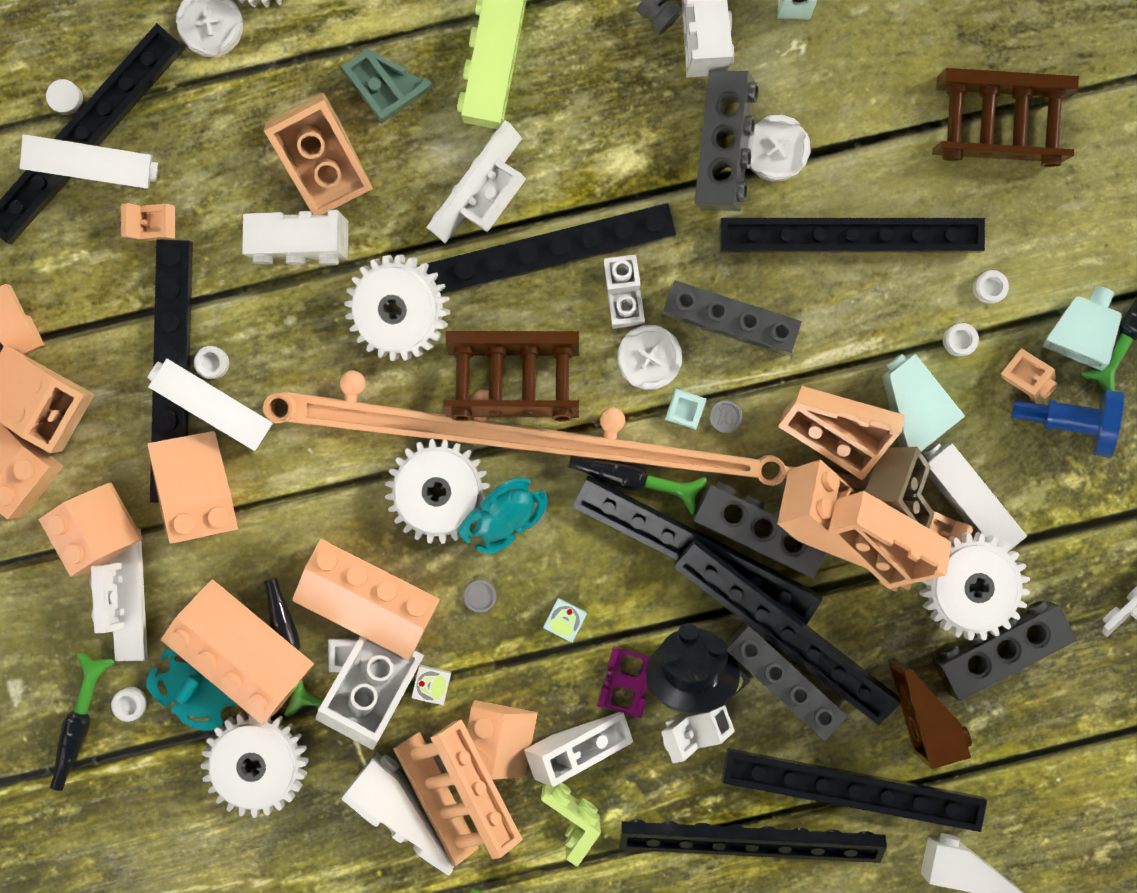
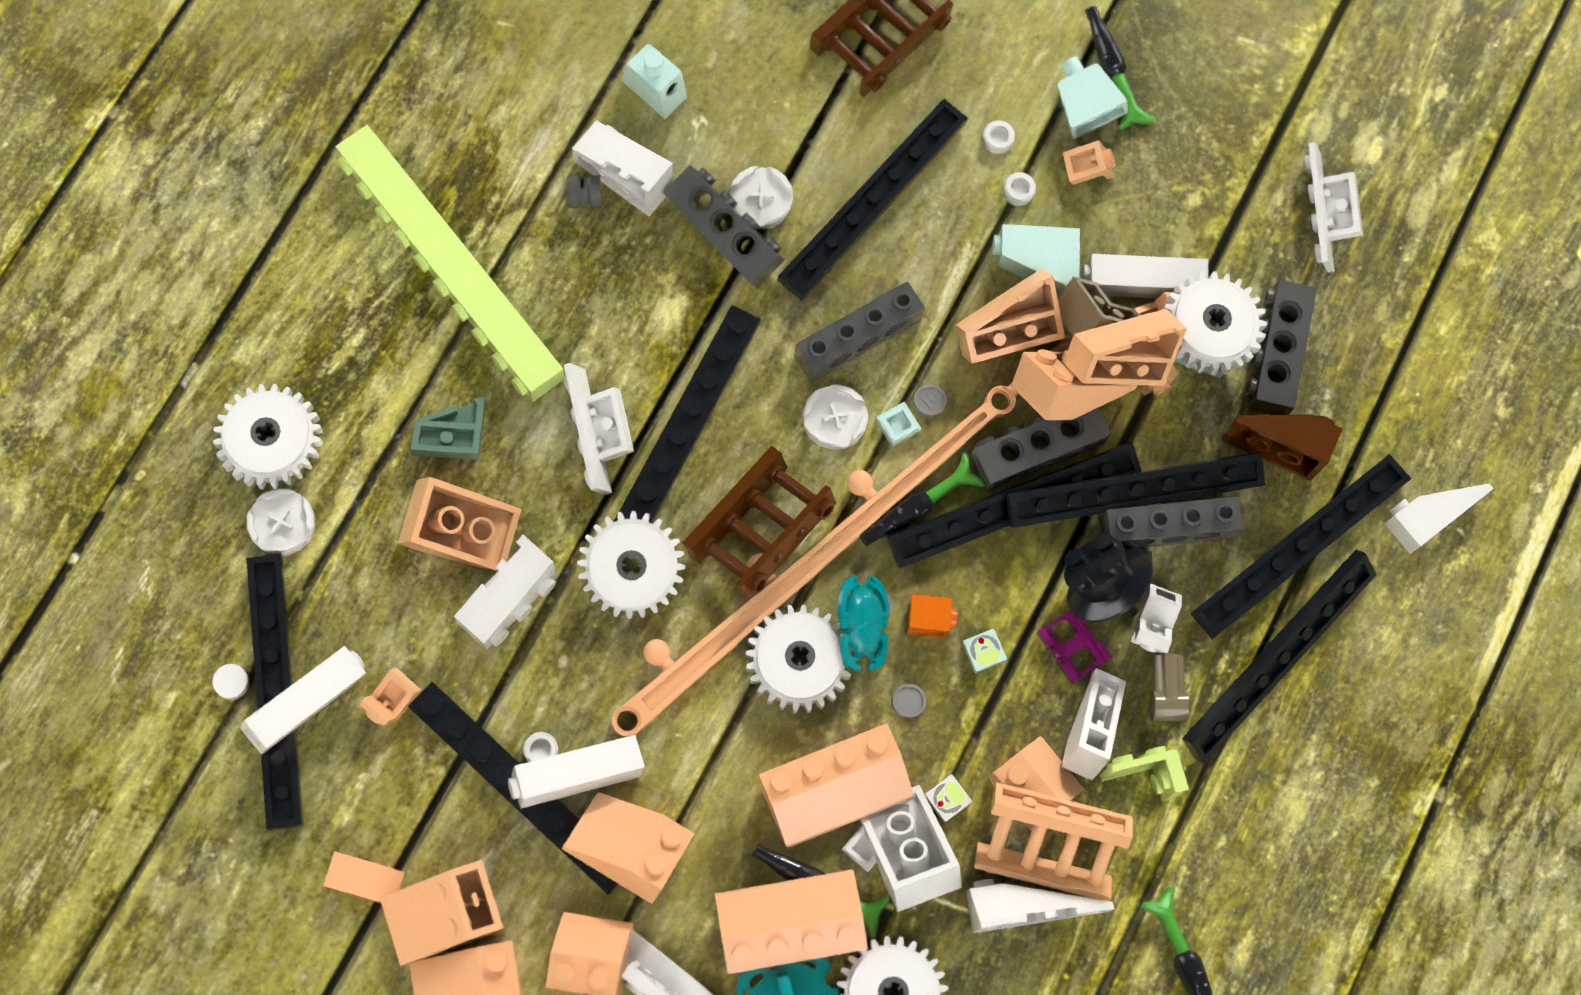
camera: 60 degrees left, 15 degrees down
(554, 560) = (930, 616): none -> orange brick
(624, 291) = (768, 393): white slope -> none
(646, 785) = (1168, 698): none -> dark tan piece
(1101, 422) = (1166, 141): blue piece -> none

